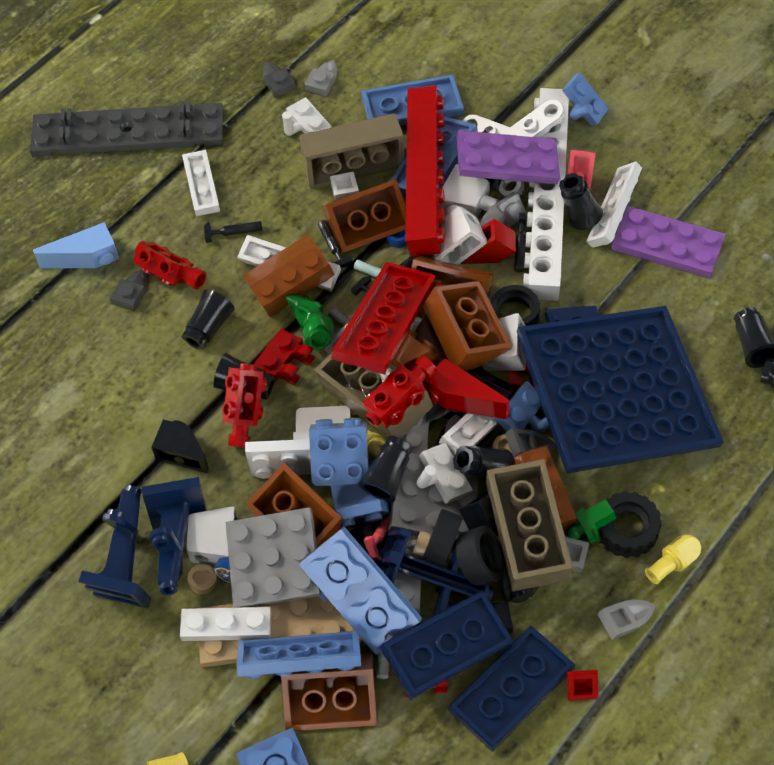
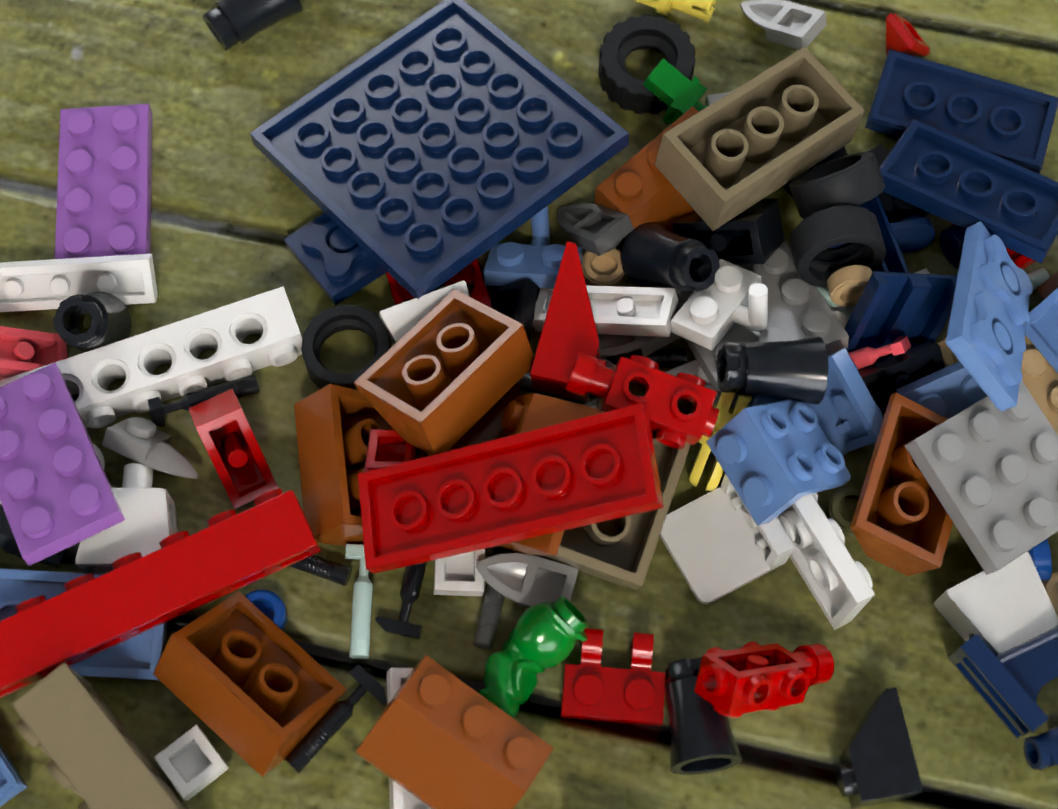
camera: 120 degrees left, 10 degrees up
(462, 235) = (230, 481): white torso -> none

